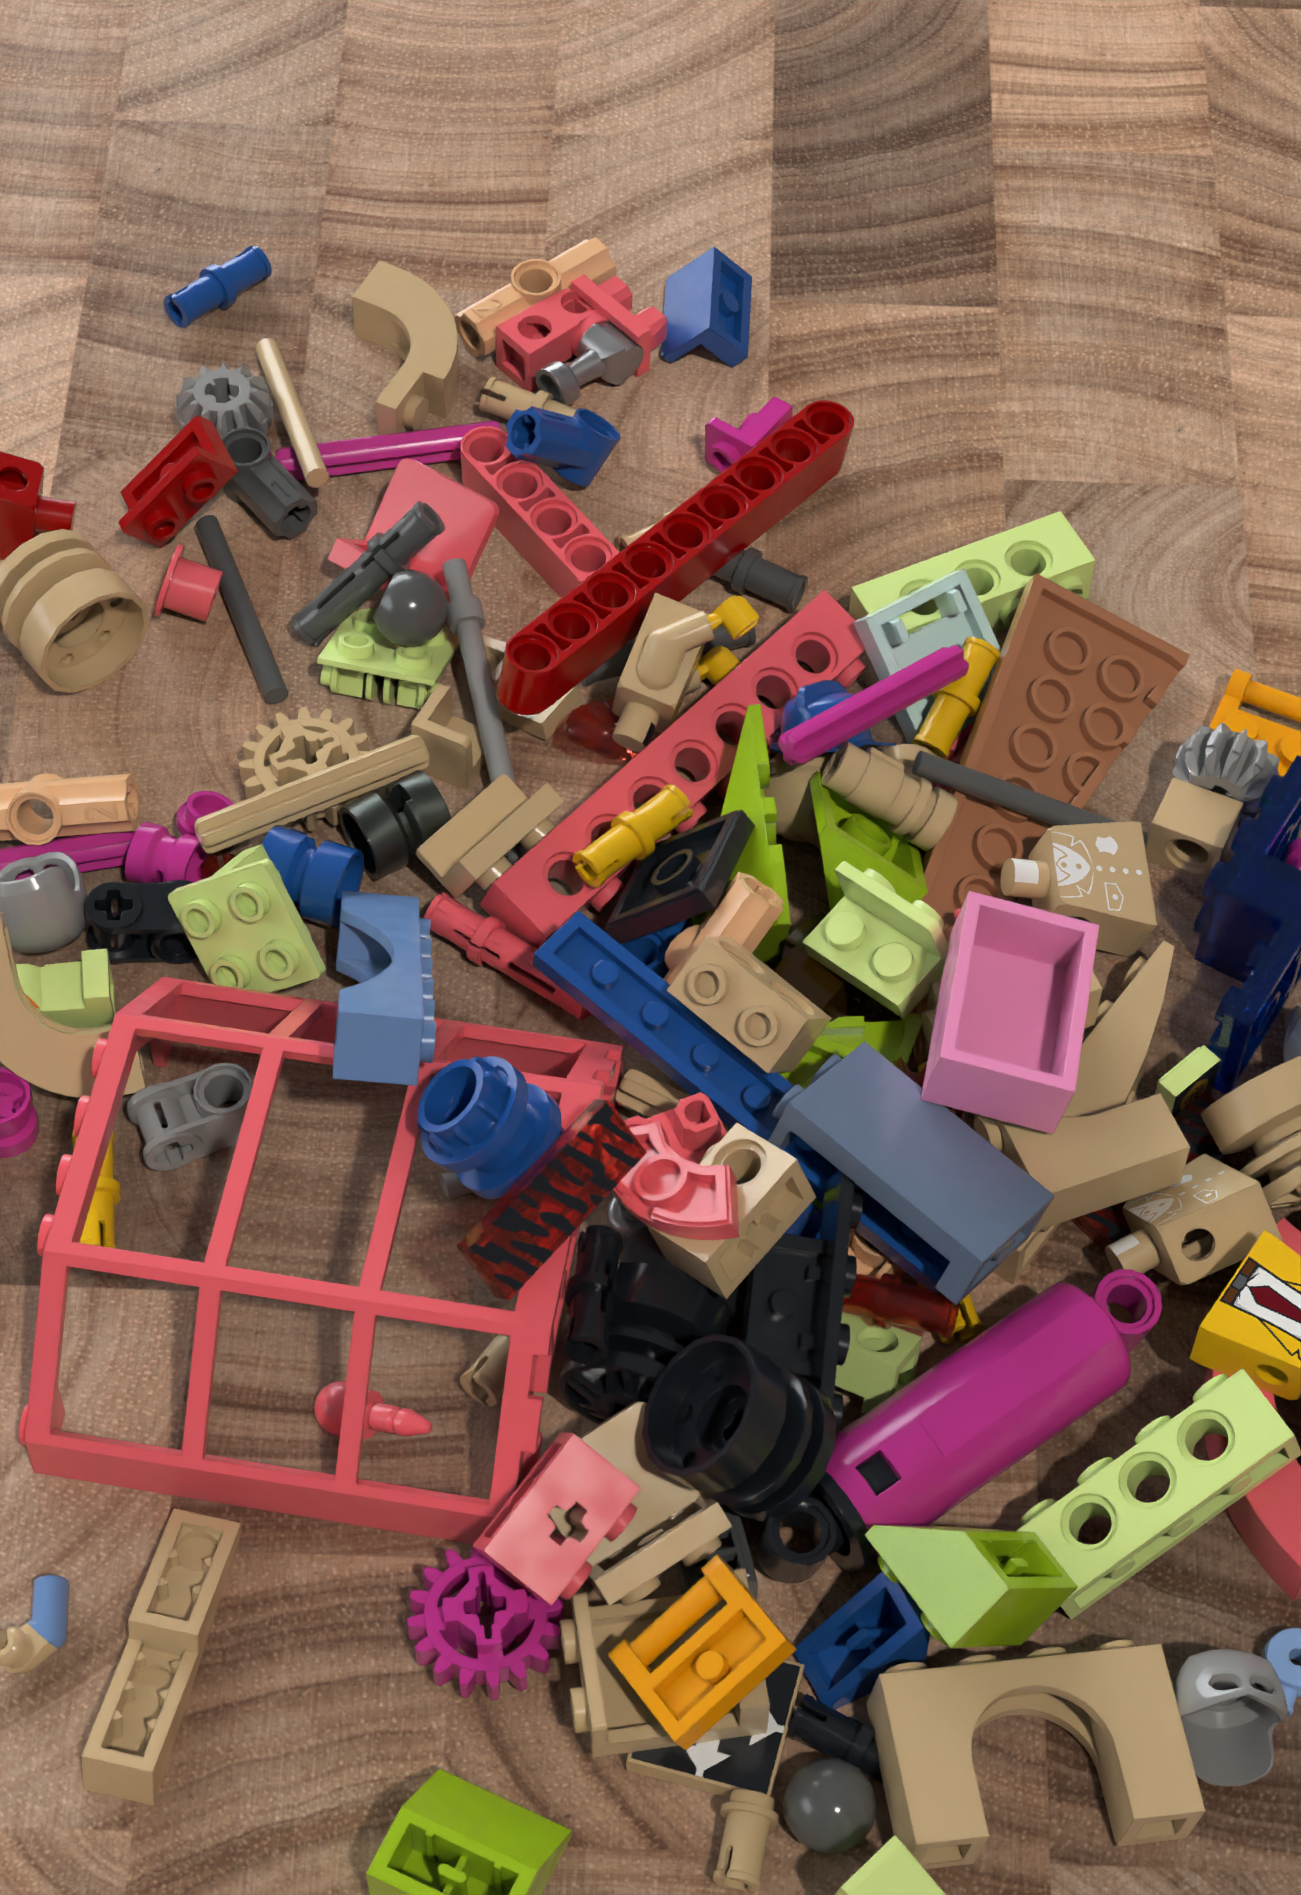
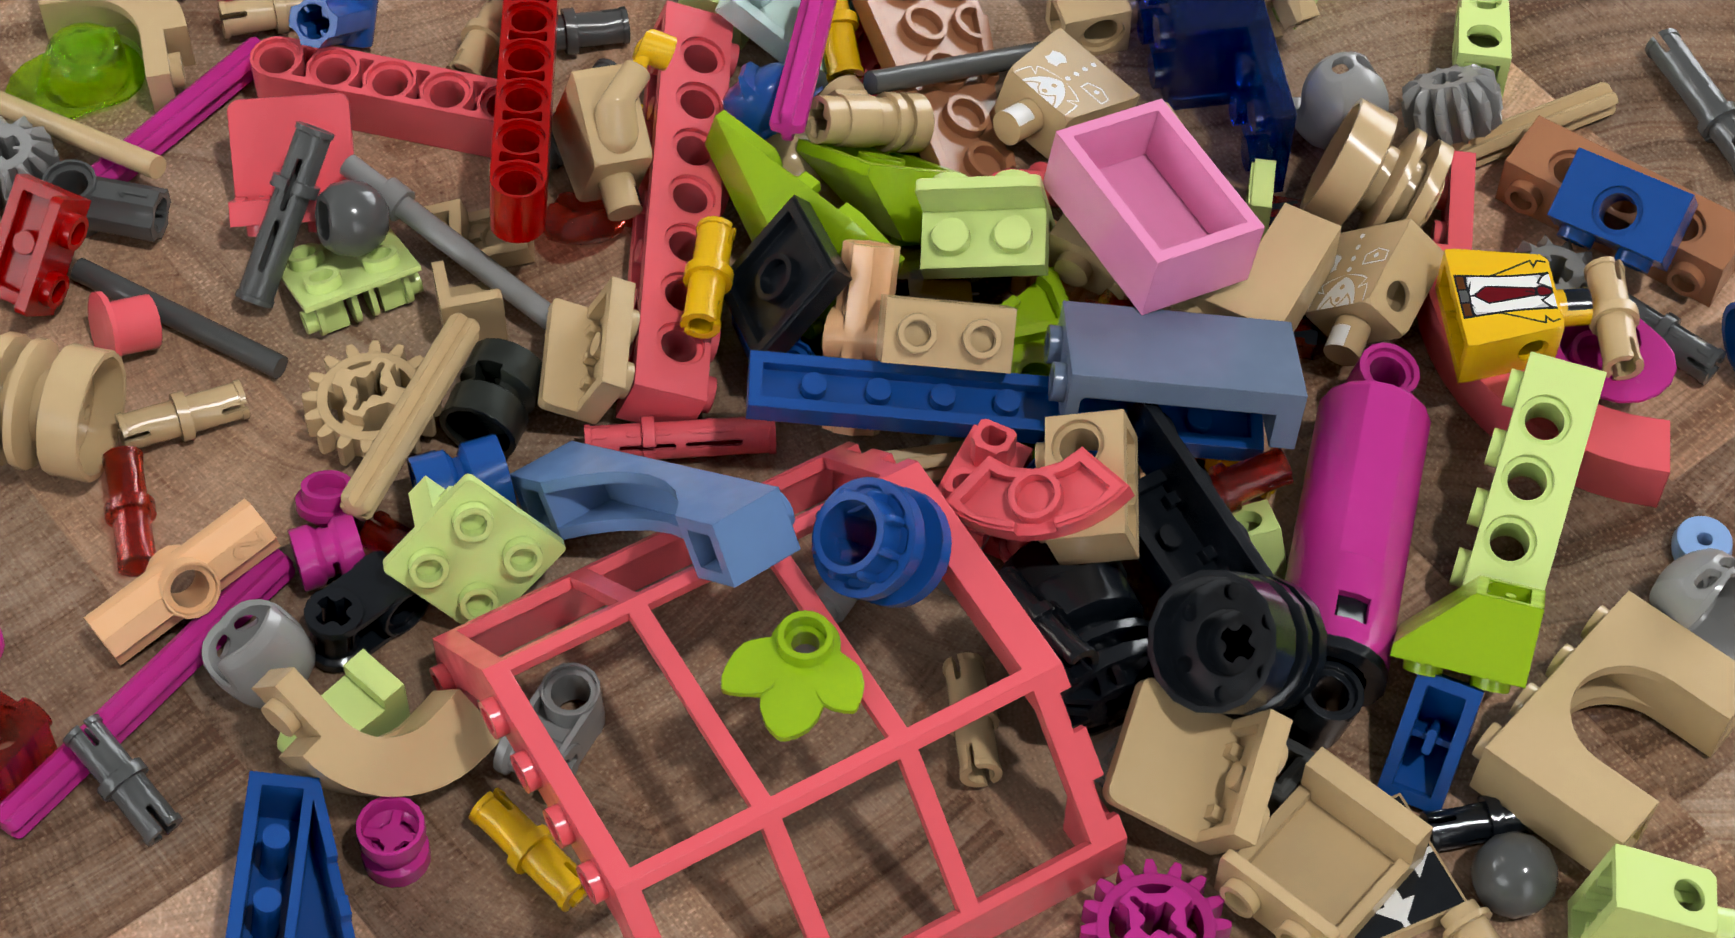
camera: 40 degrees left, 0 degrees up
(65, 728) = (129, 509): none -> clear red pin
(167, 684) = (183, 415): none -> tan pin
(320, 1189) = (792, 683): none -> lime plate
(343, 369) = (80, 71): none -> clear neon green piece
(379, 1416) = (887, 865): coral bar -> none
(551, 1199) = (980, 563): clear red tile -> none
(562, 1478) = (1165, 808): coral brick -> none
(714, 1665) = (1377, 829): light orange plate -> none

